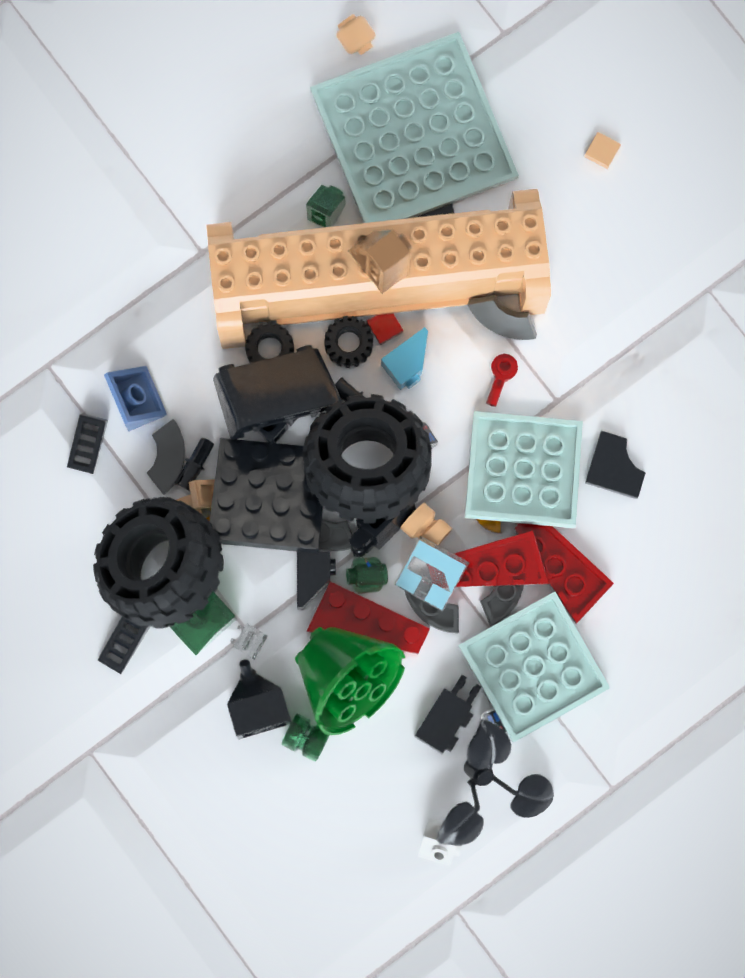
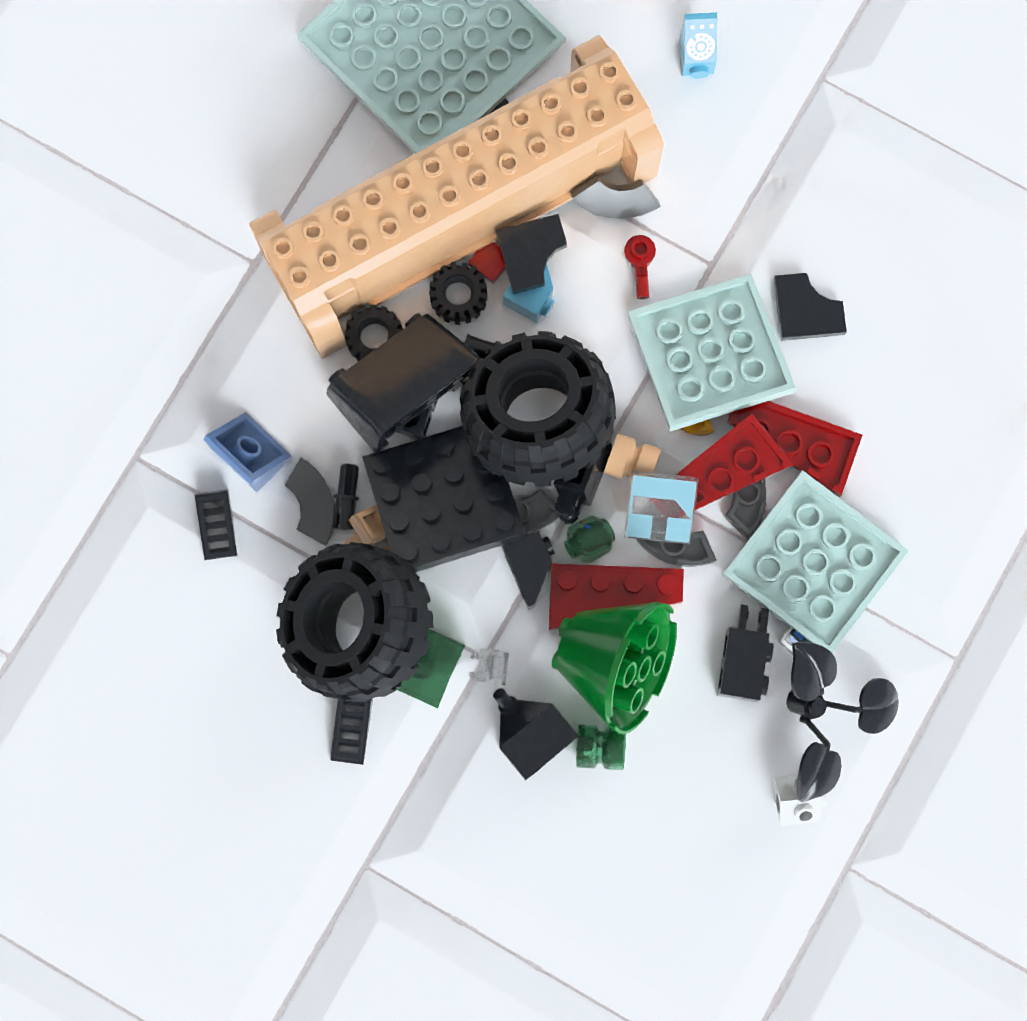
camera: 20 degrees left, 0 degrees up
(325, 206) = (369, 154): clear green slope -> none
(383, 258) = (466, 172): medium nougat wedge -> none
(416, 330) = (528, 249): none -> black tile
(619, 225) = (698, 44): none -> slope

